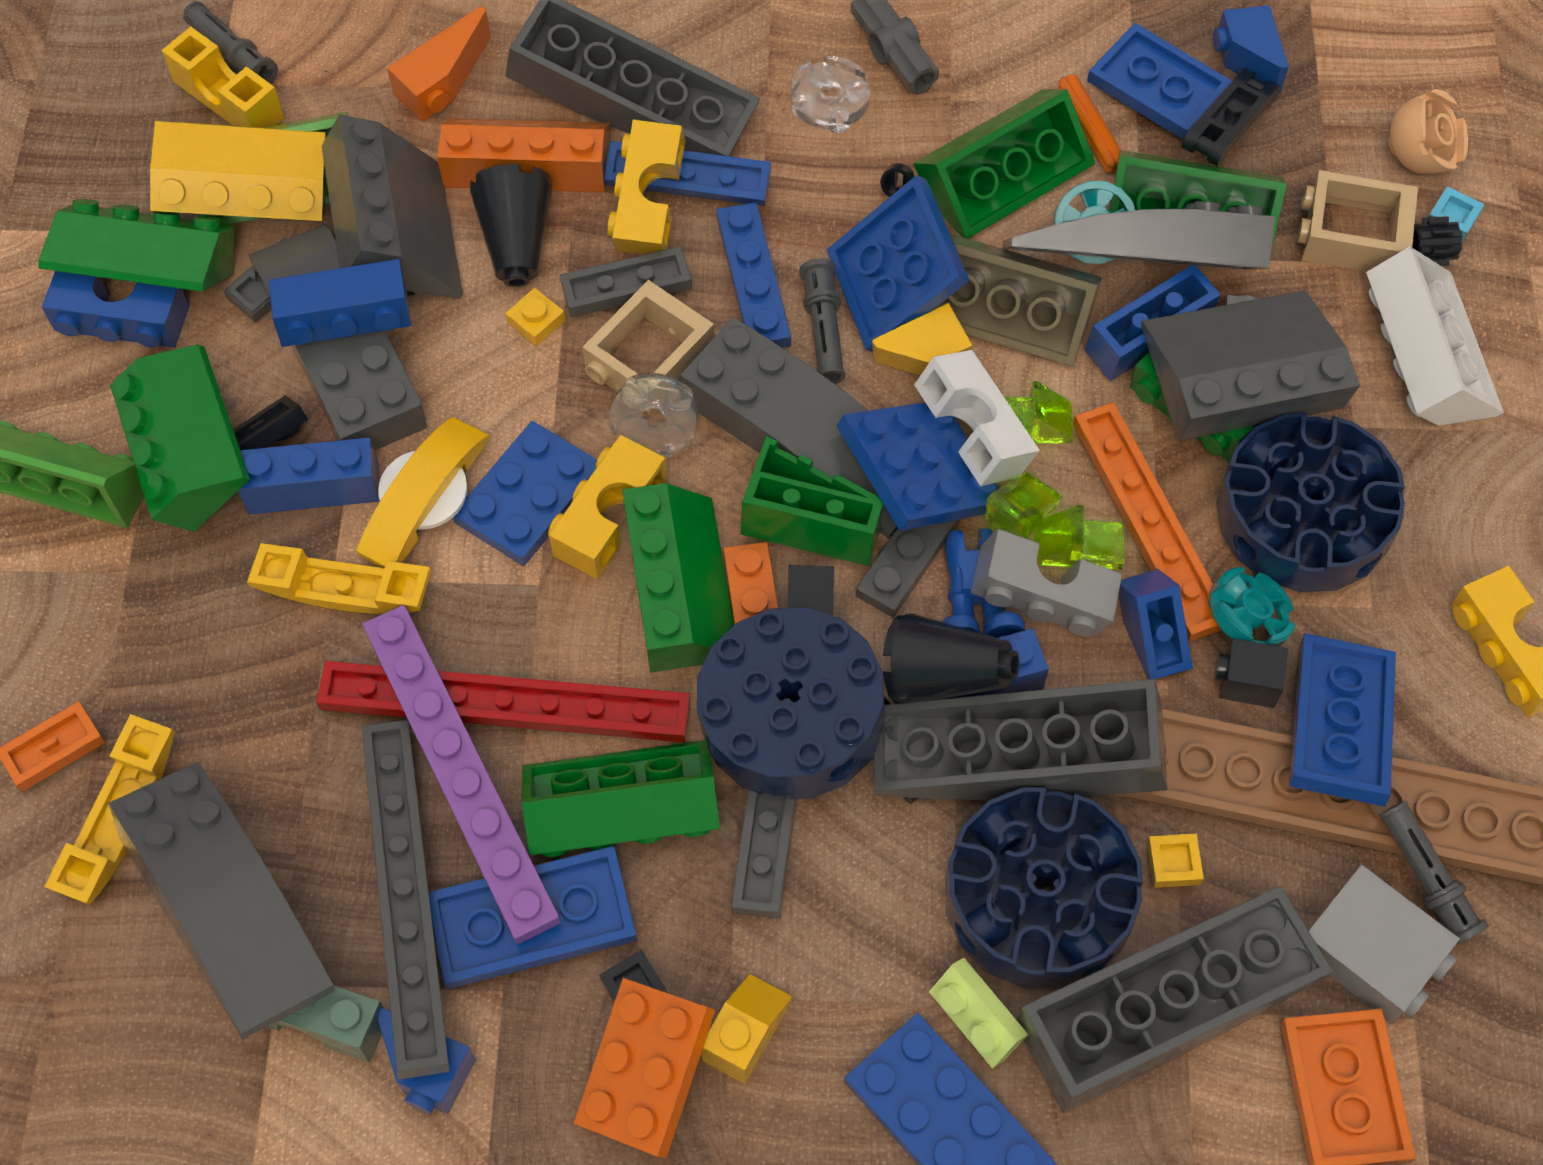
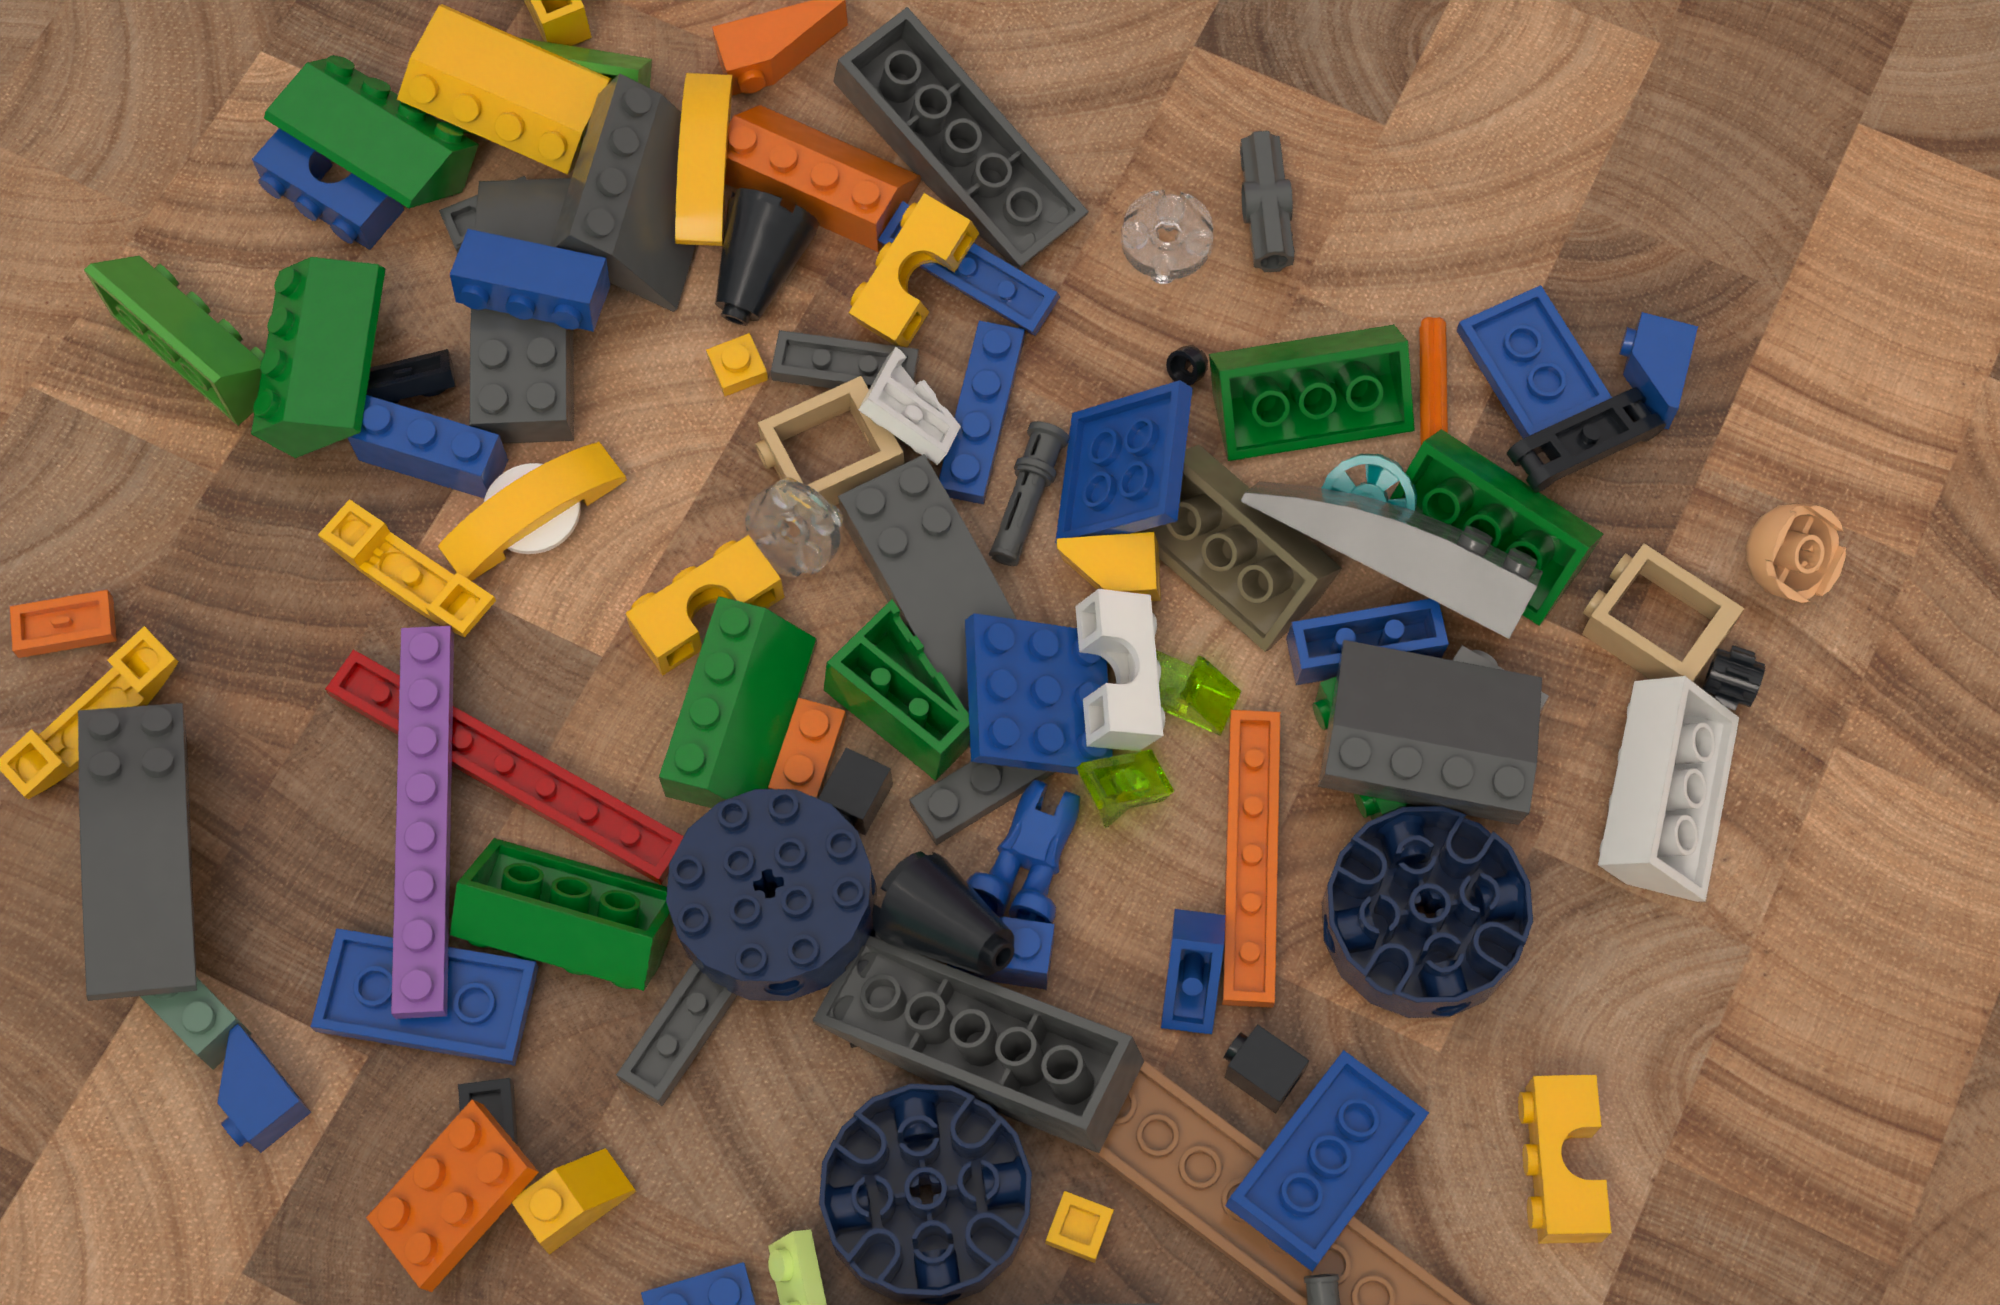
camera: 25 degrees right, 5 degrees up
(404, 902) = (308, 927): dark grey plate -> none
(435, 166) = (702, 159): none -> yellow slope
(525, 493) = (634, 552): blue plate -> none
(703, 290) = (909, 410): none -> white wing
(1011, 578) = (1060, 859): light grey arch -> none
(1068, 538) = (1165, 849): clear neon green slope -> none
(1251, 606) = (1302, 999): teal piece -> none
(1458, 208) = (1780, 652): medium azure plate -> none

